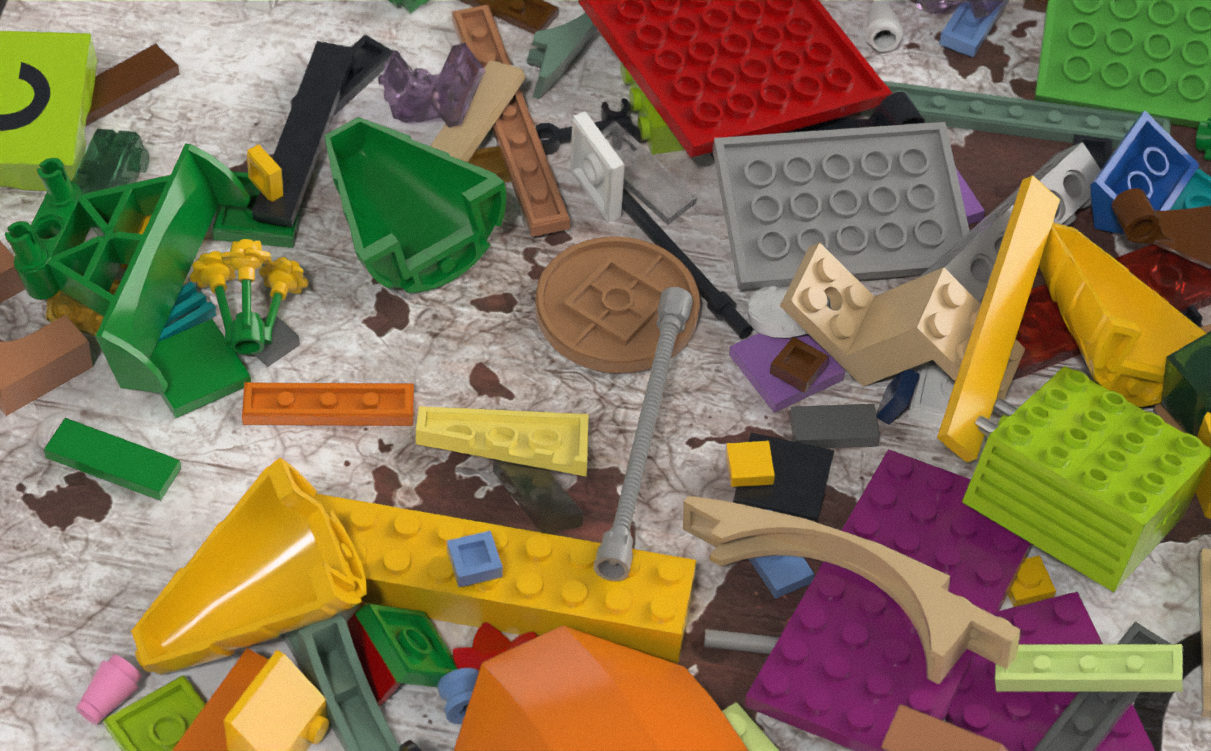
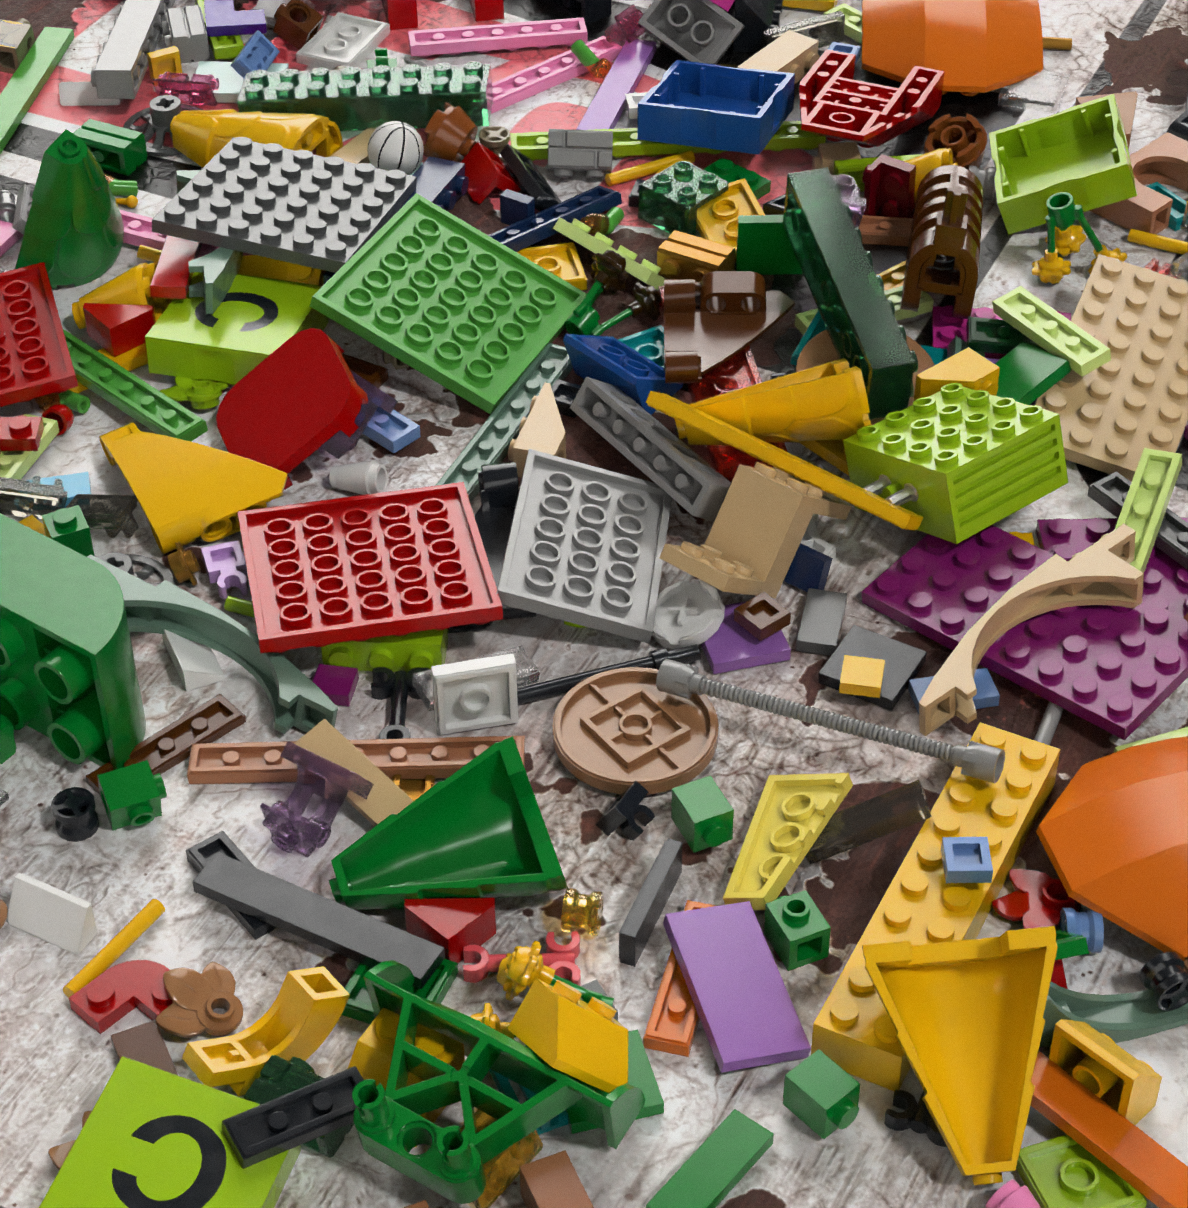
camera: 70 degrees left, 10 degrees down
(48, 138) = (292, 1118): none -> black tile
(160, 132) = (292, 1027): none -> yellow arch
(178, 308) = (573, 1034): none -> yellow slope
(197, 511) = (821, 1094): none -> green brick
(200, 80) = (195, 998): none -> medium nougat plate
(212, 47) = (120, 991): none -> plate
(250, 23) = (115, 947): none -> yellow bar
(264, 173) = (389, 943): yellow tile -> none
(315, 309) = (557, 957): none -> coral bar
(320, 427) = (736, 986): none -> medium lavender tile
(323, 225) = (452, 922): none -> red slope
(371, 308) = (582, 911): none -> clear yellow wheel
(396, 467) = (797, 930): none -> green brick
(397, 354) = (650, 902): none -> black tile
(504, 312) = (623, 812): none -> black tile
(511, 368) = (702, 814): none -> green brick
(600, 79) = (337, 682): none -> magenta tile
(1006, 145) = (540, 430): none -> tan slope

